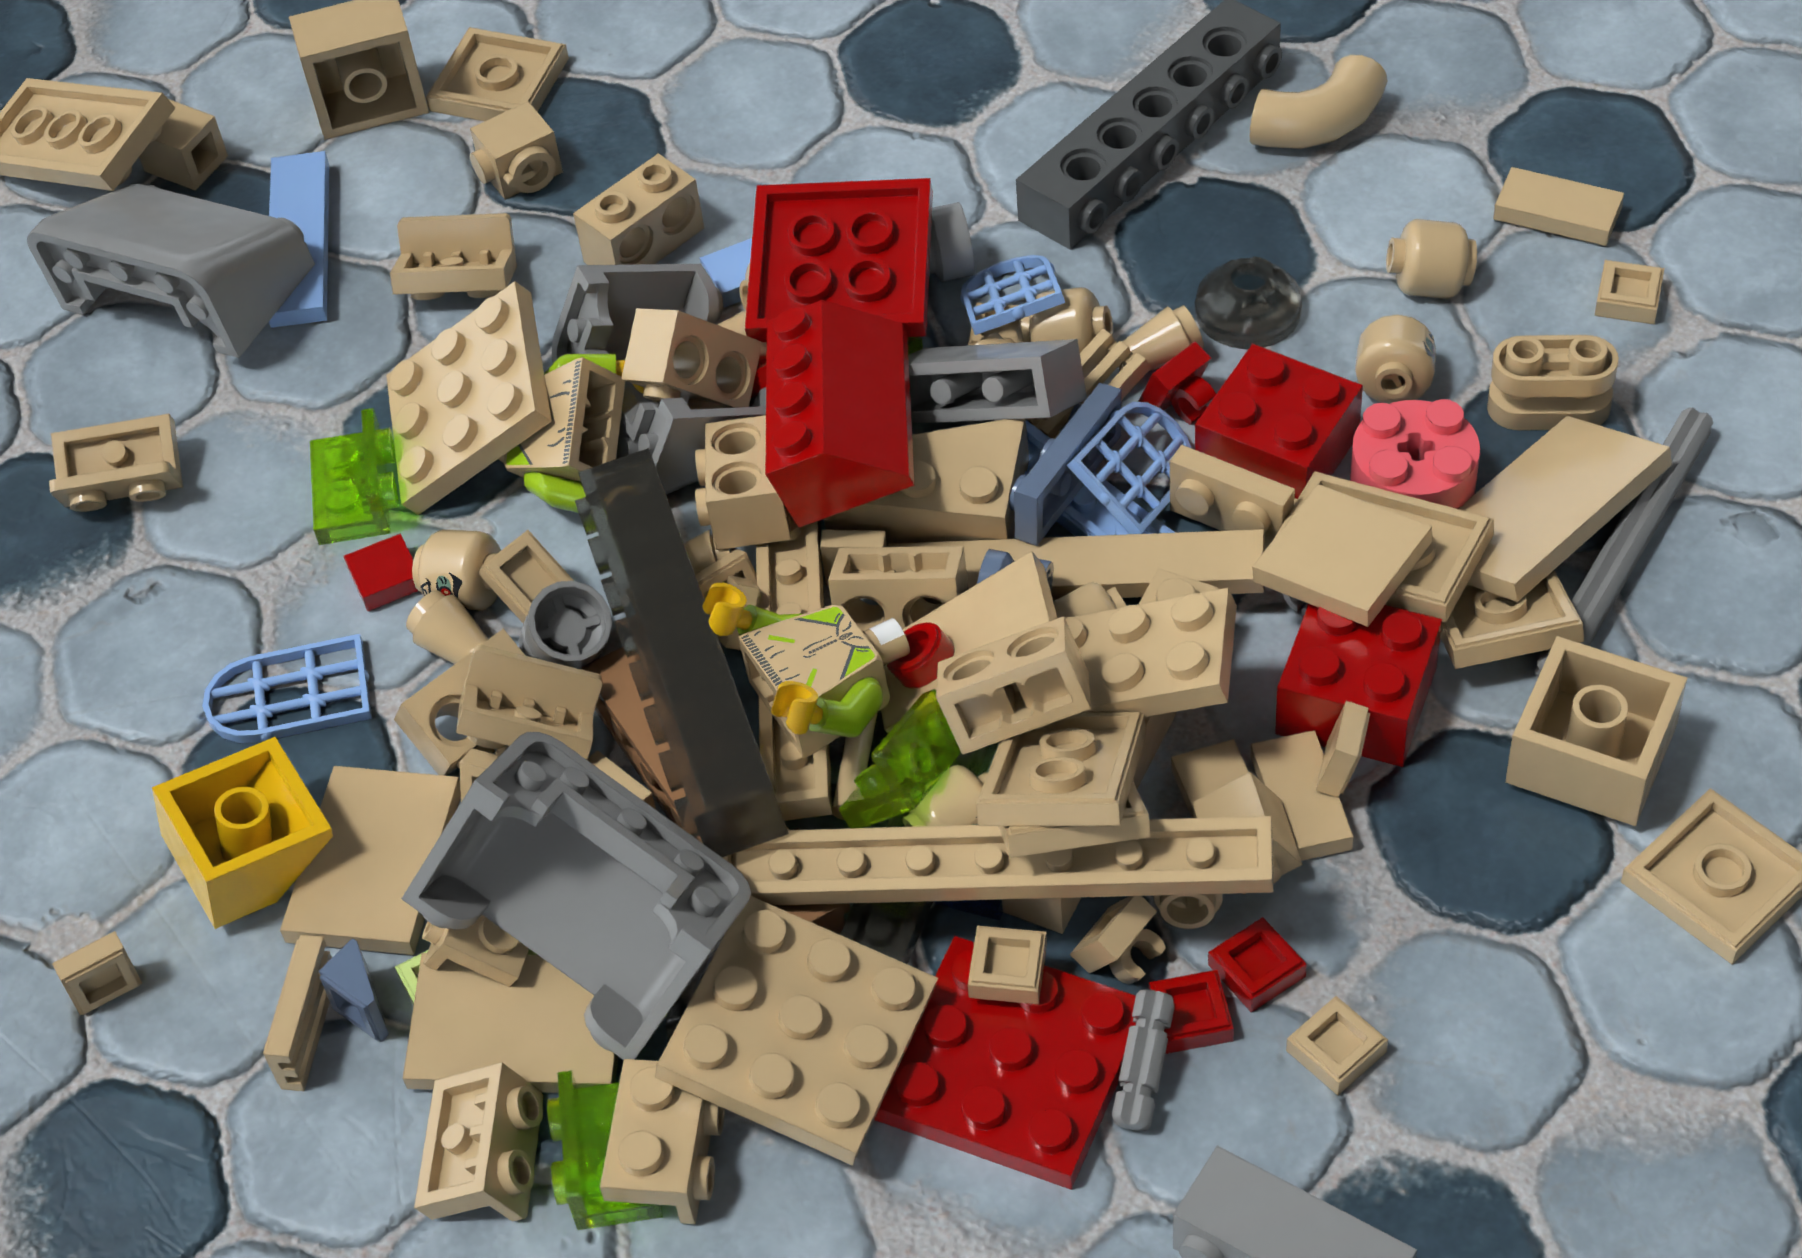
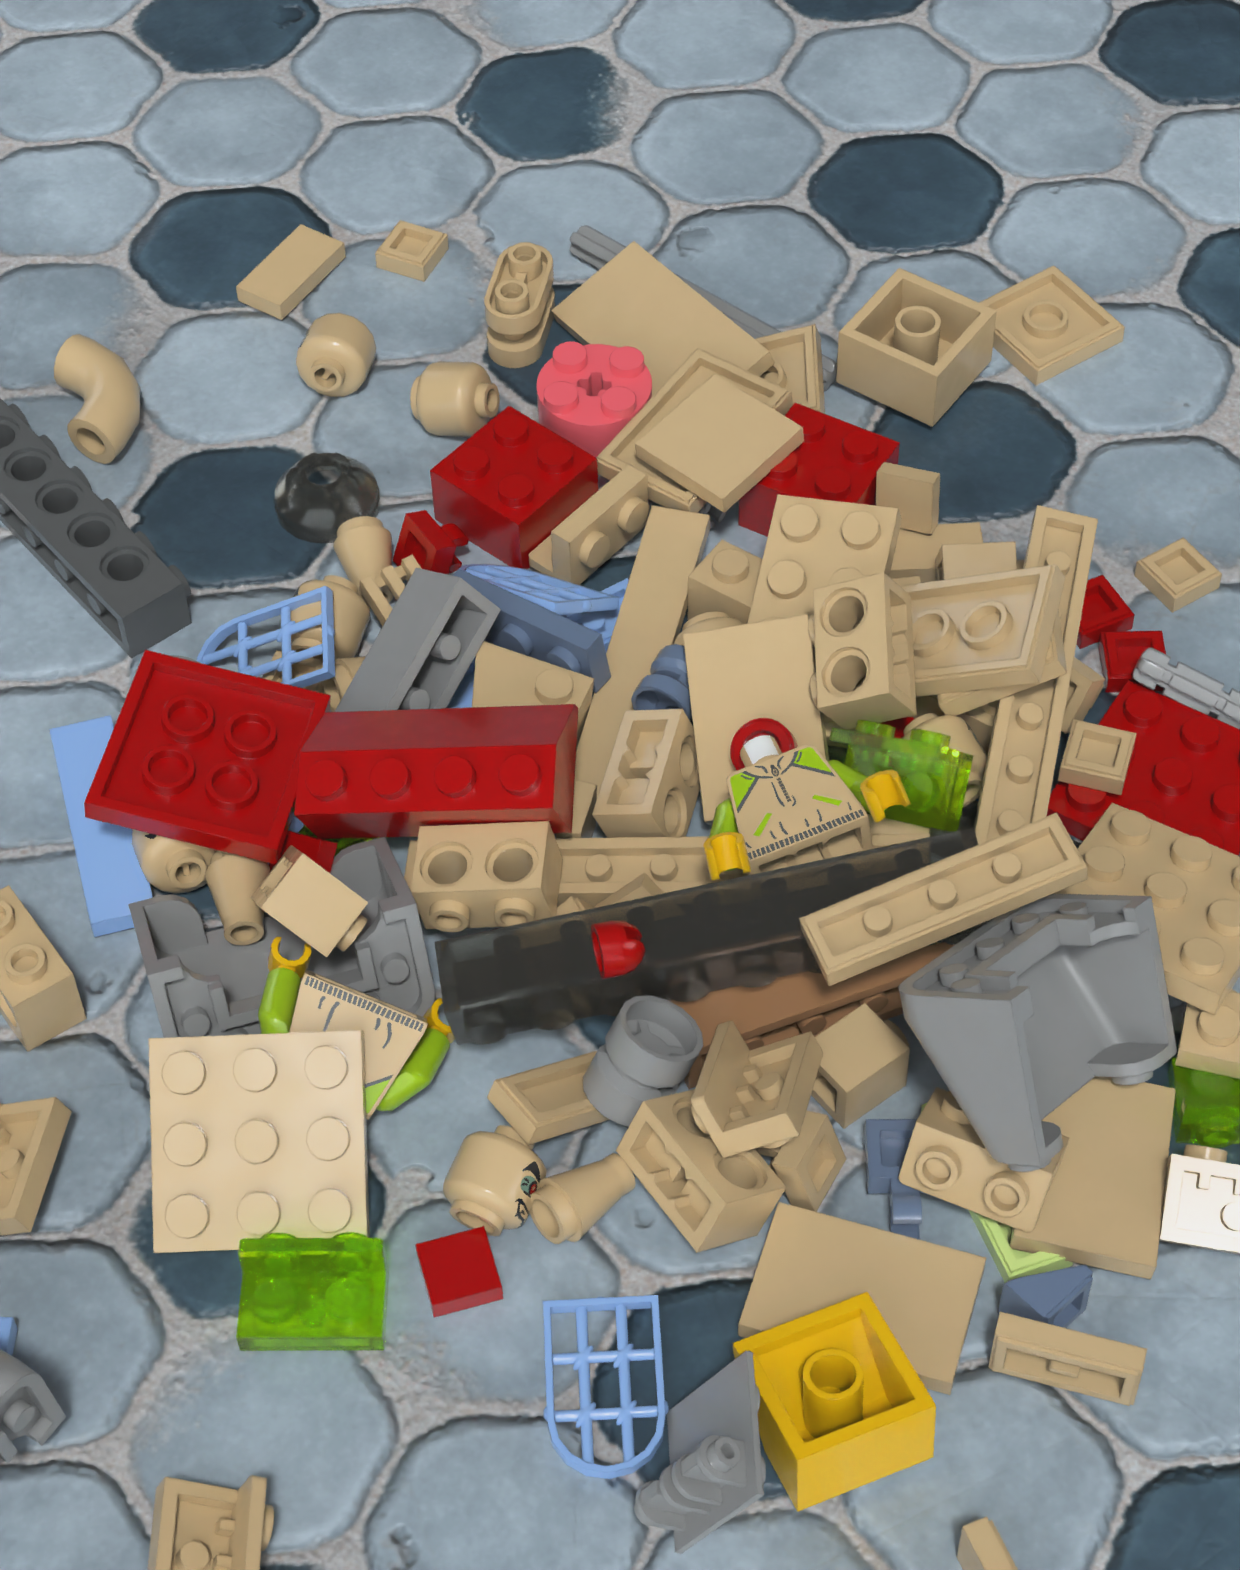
camera: 85 degrees left, 0 degrees up
(158, 748) = (712, 1458): none -> light grey hinge
(616, 539) = (616, 947): none -> red hinge
(684, 777) = (943, 899): none -> tan tile

